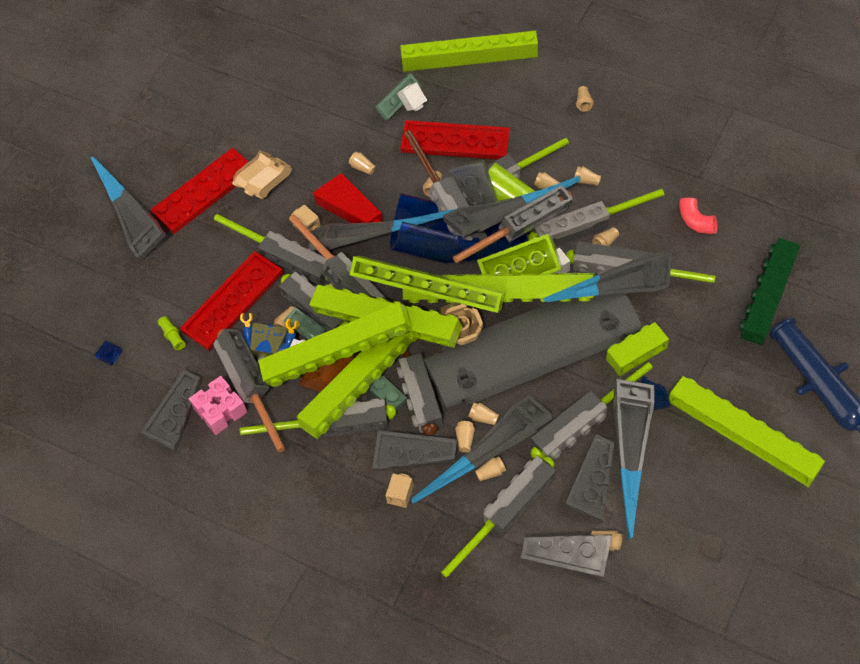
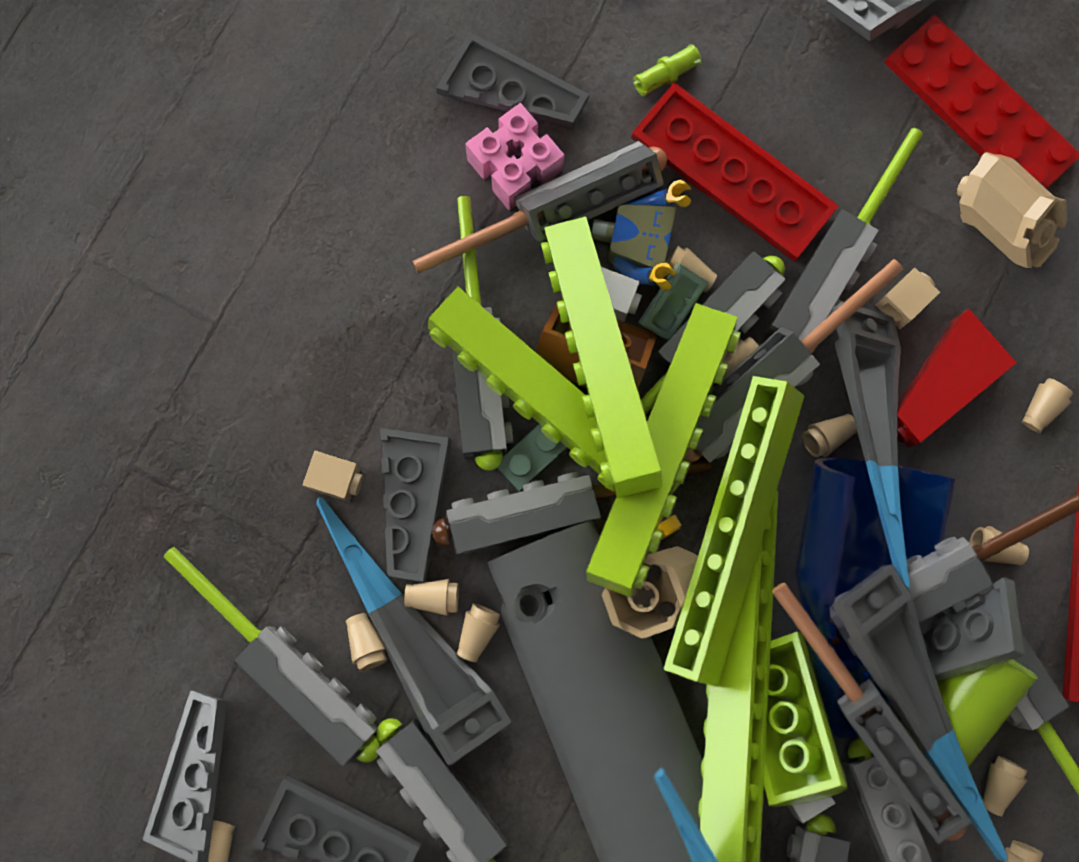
camera: 80 degrees right, 20 degrees up
(376, 252) = (828, 435): none -> tan cone

